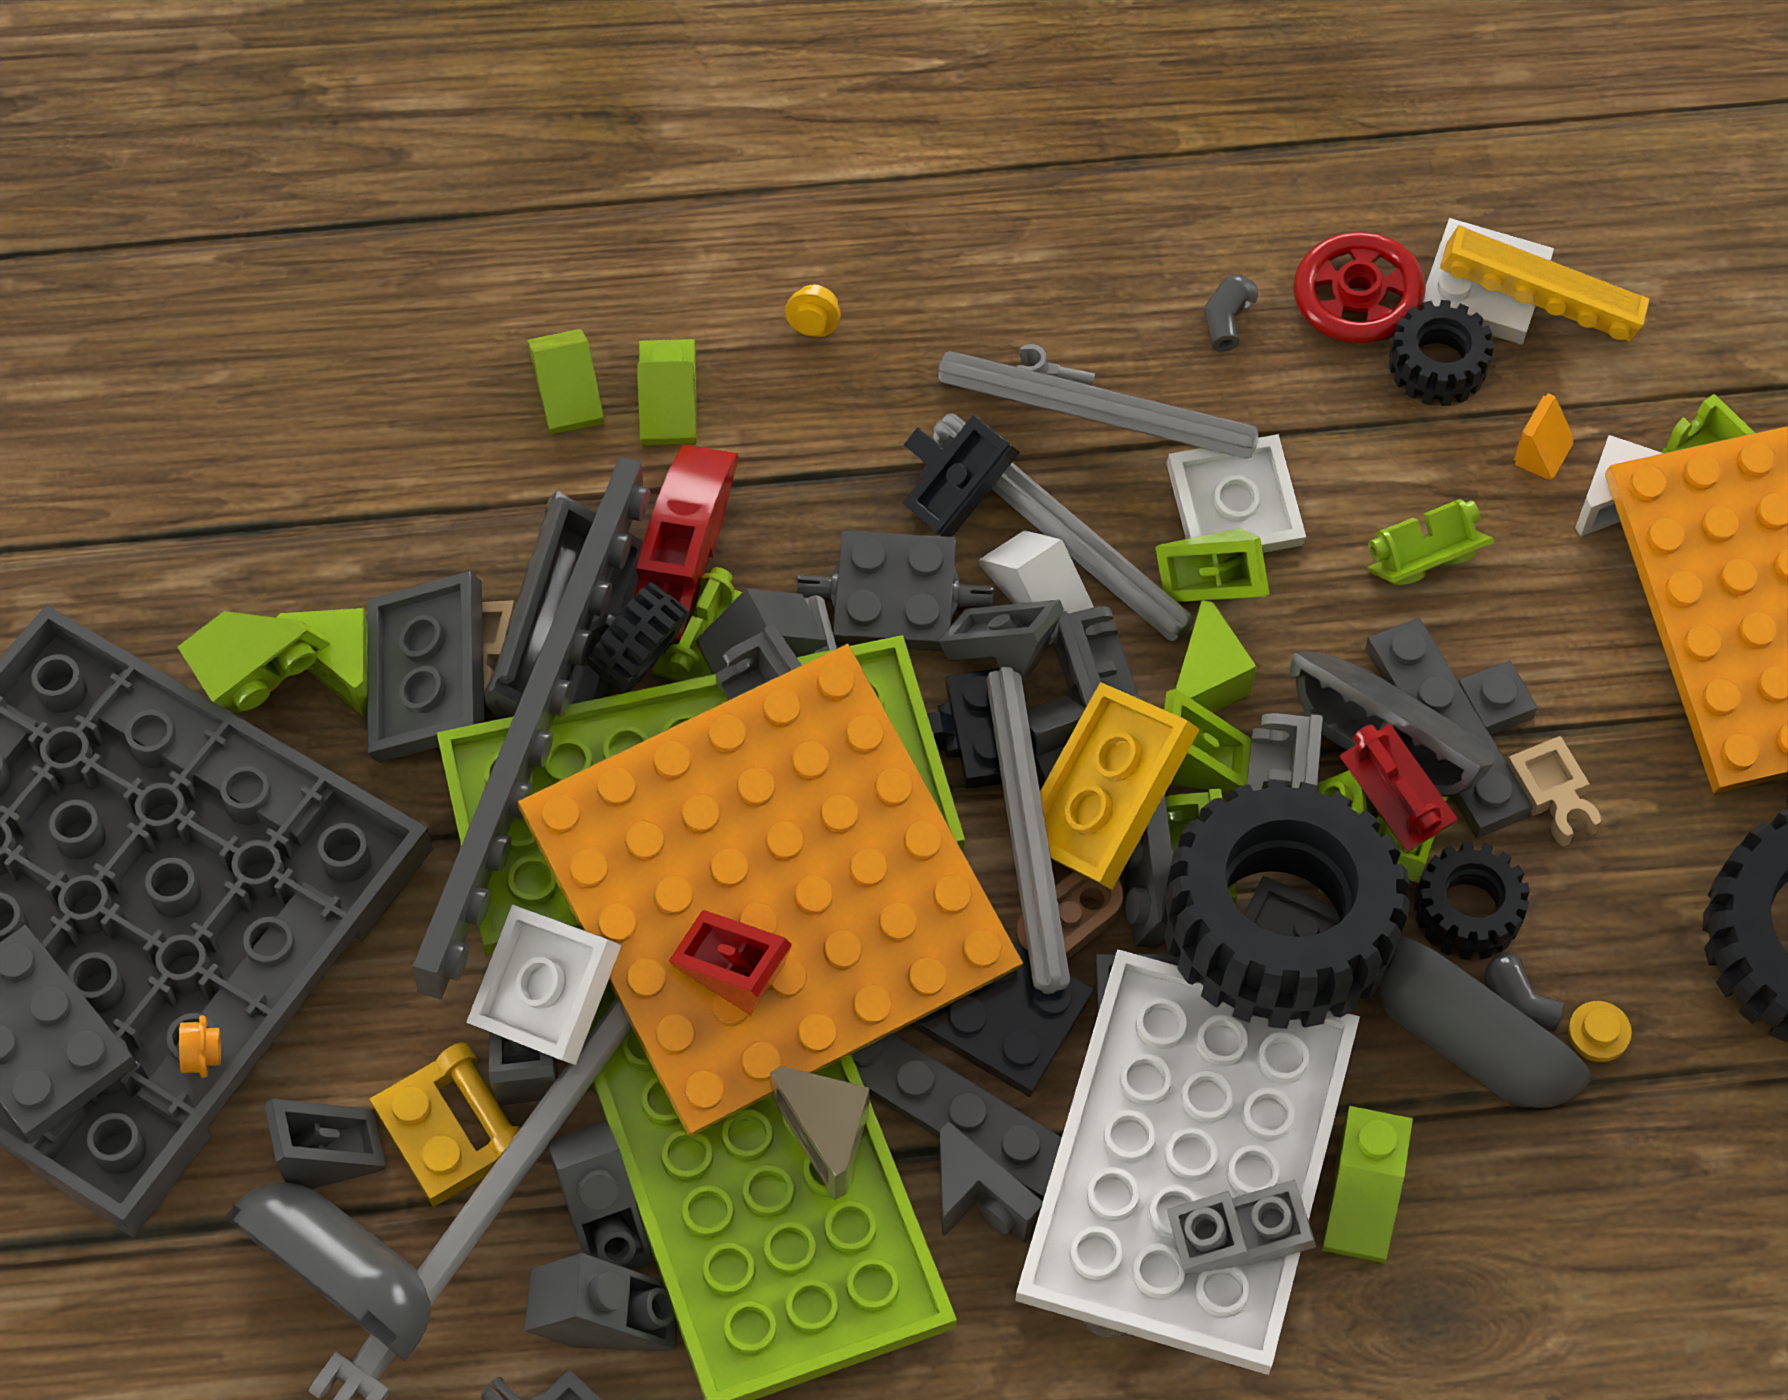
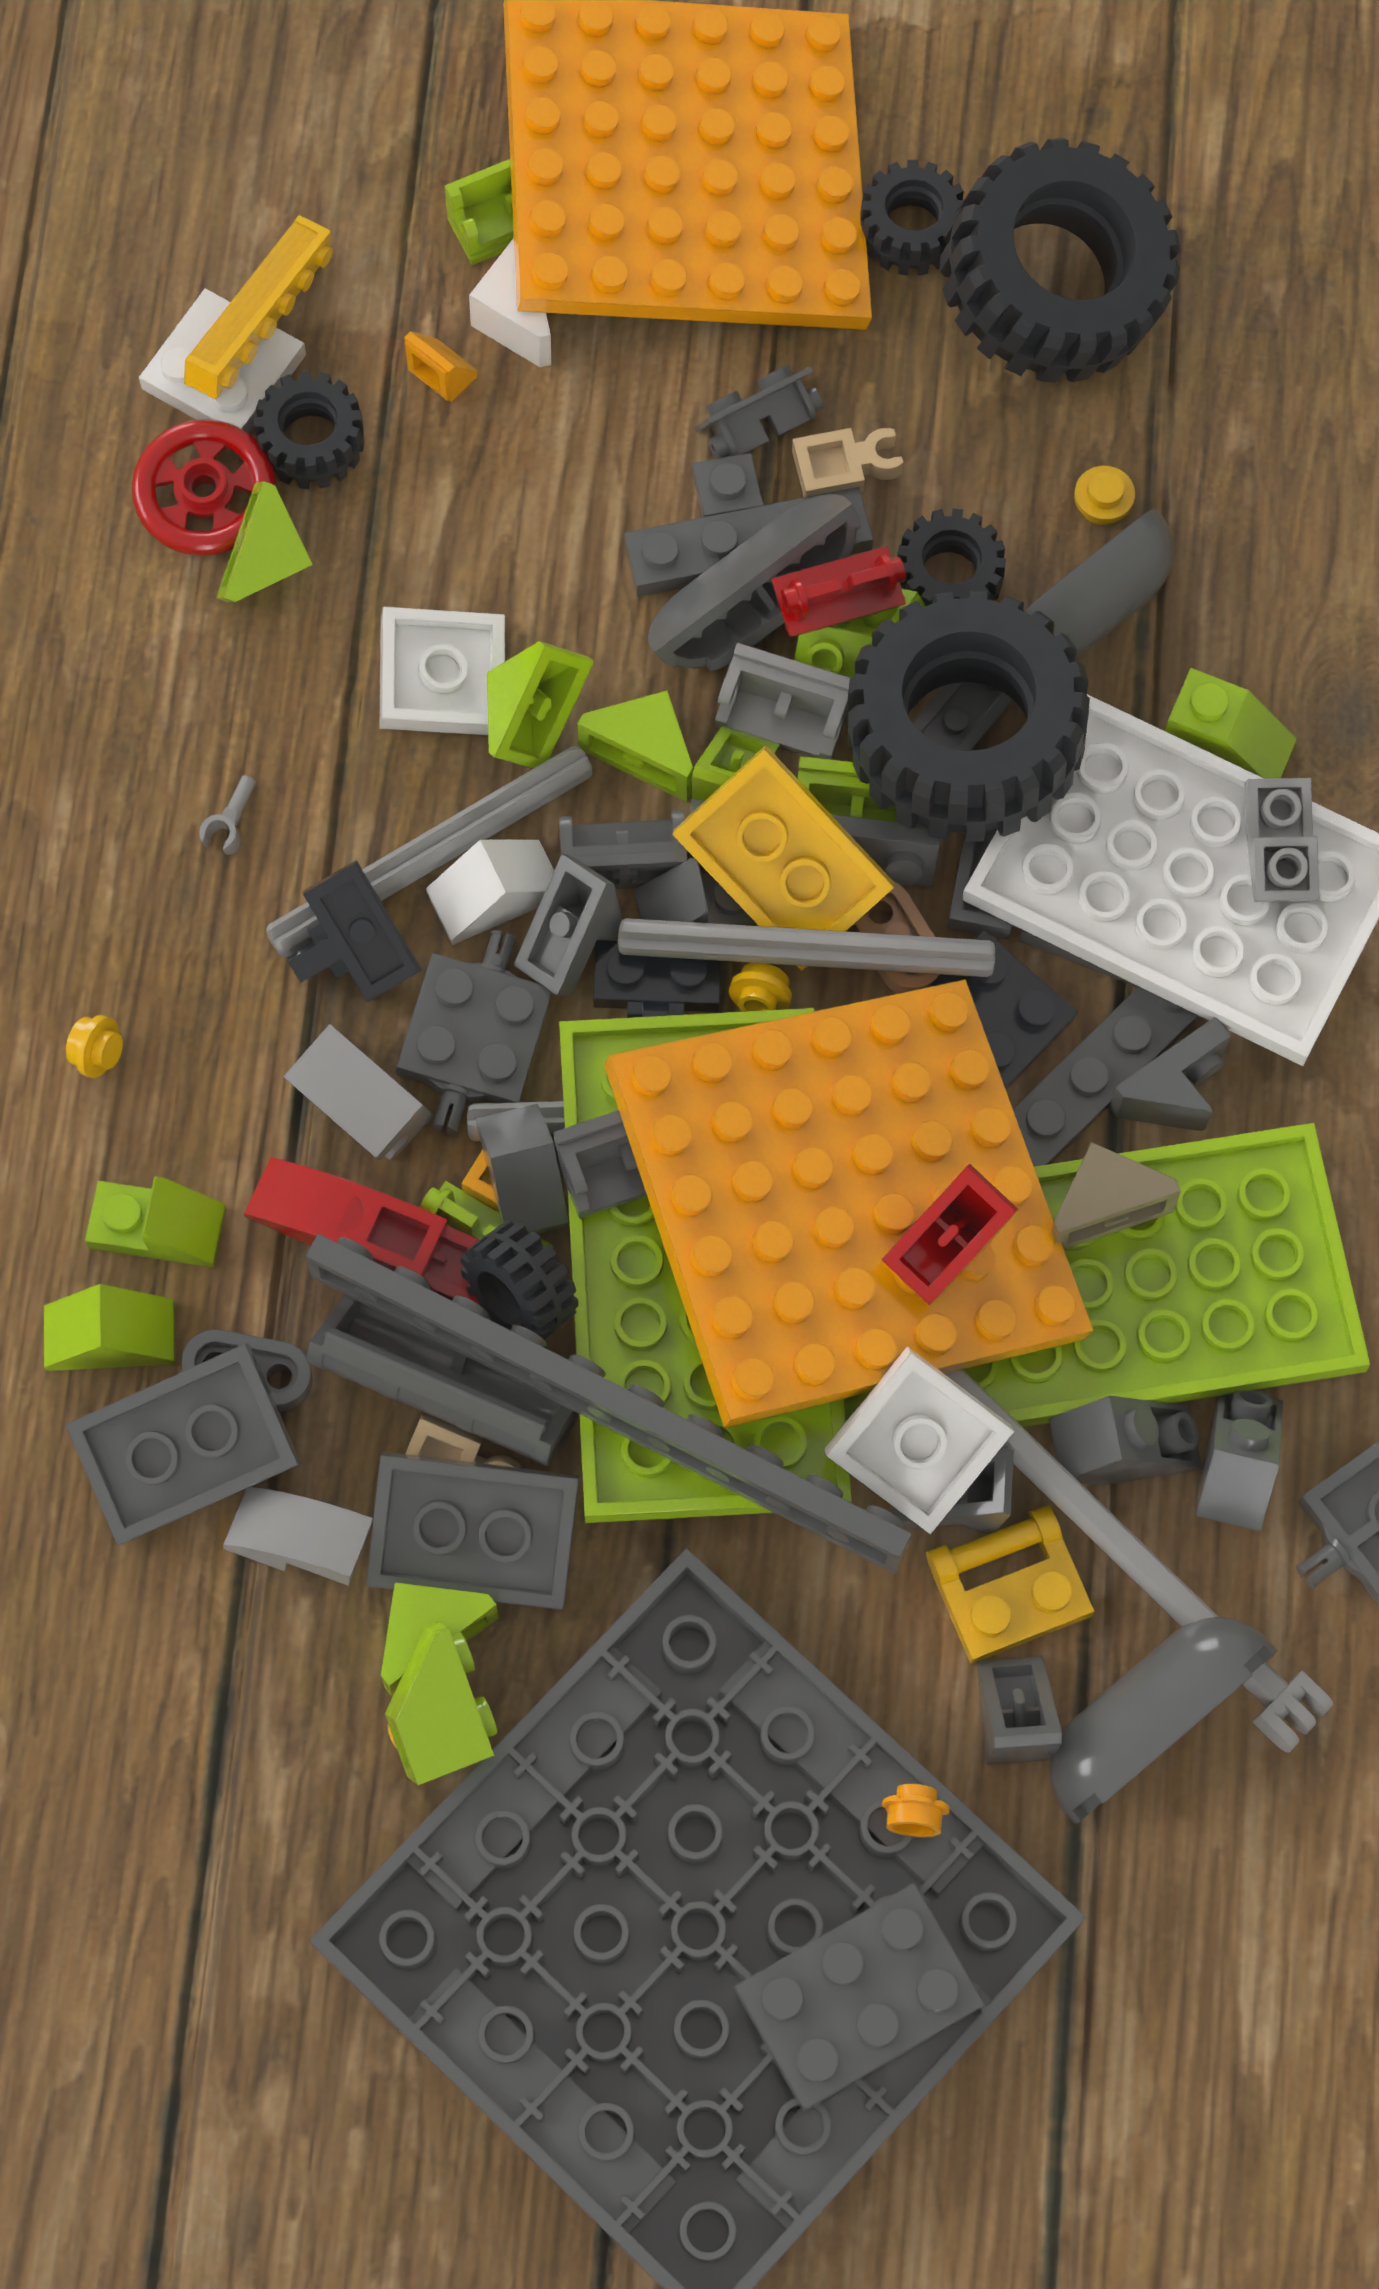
camera: 80 degrees left, 10 degrees up
(403, 540) = (298, 1532): none -> light grey slope
(467, 438) = (183, 1444): none -> dark grey plate
(540, 480) = (270, 1356): none -> dark grey plate
(811, 510) = (358, 1095): none -> light grey hinge
(985, 810) = (760, 988): none -> yellow plate
(1099, 404) = (298, 777): light grey axle -> none
(1220, 309) = (192, 626): dark grey arm -> none
(1310, 333) = (264, 548): none -> lime slope
(1449, 541) = (551, 502): lime hinge -> none
(1508, 980) = (1052, 556): dark grey arm -> none
(1602, 722) = (780, 400): none -> dark grey hinge

